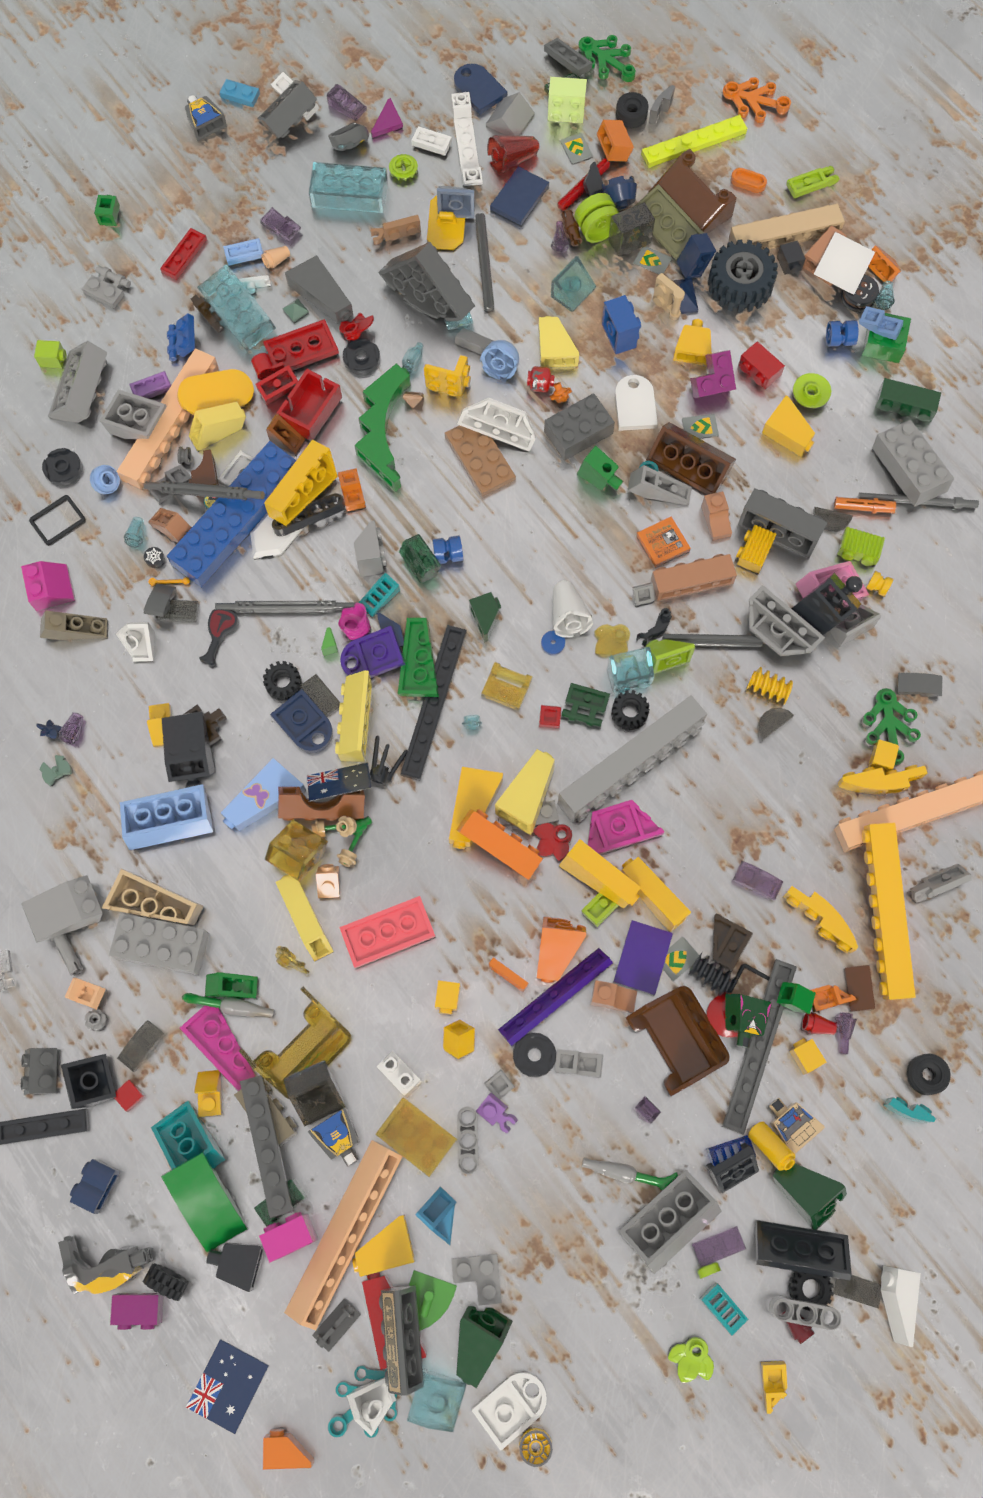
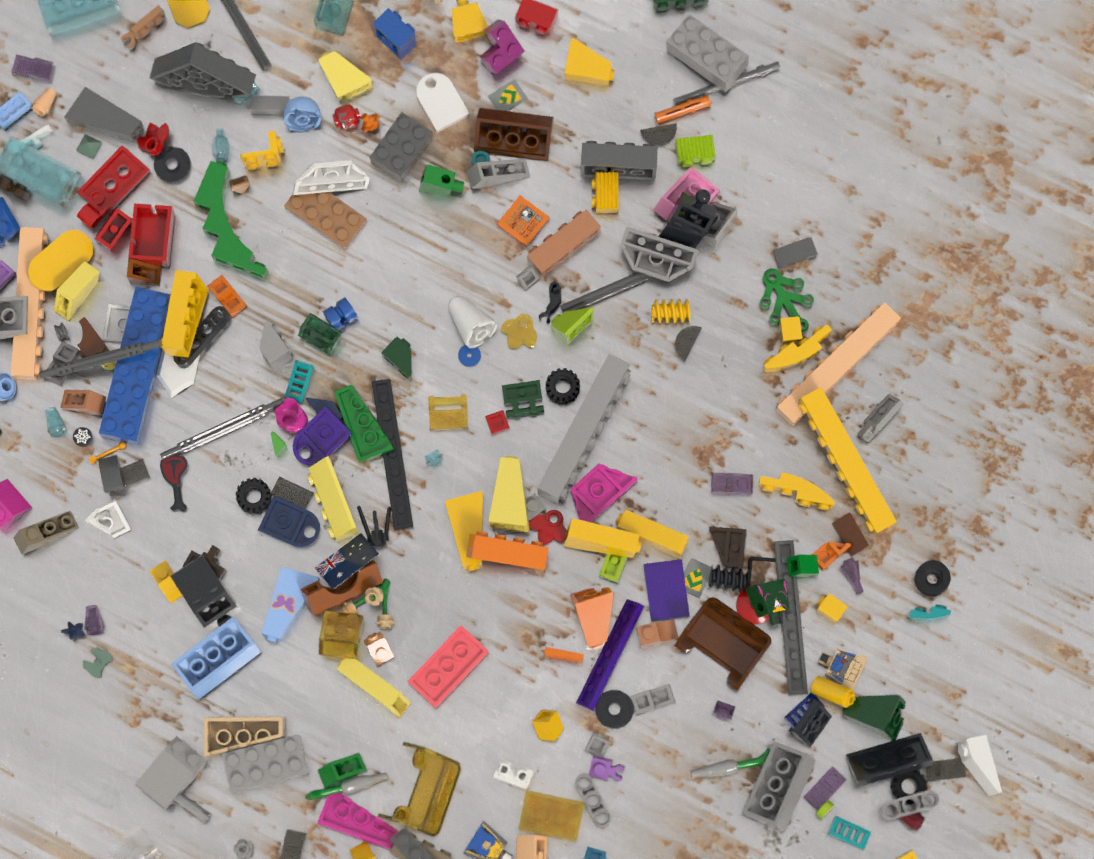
camera: 25 degrees left, 5 degrees up
(85, 993) = (224, 831): light nougat bracket -> none
(286, 958) = (376, 726): clear yellow plate -> none
(314, 1093) = (454, 820): clear smoke brick -> none
(447, 997) = (523, 696): yellow brick -> none
(630, 670) = (548, 352): clear light blue slope -> none
(716, 515) = (559, 177): nougat arch -> none
(813, 384) = (591, 12): lime dish -> none
(817, 1024) = (828, 579): red cone -> none
(878, 583) = (725, 177): yellow wheel -> none

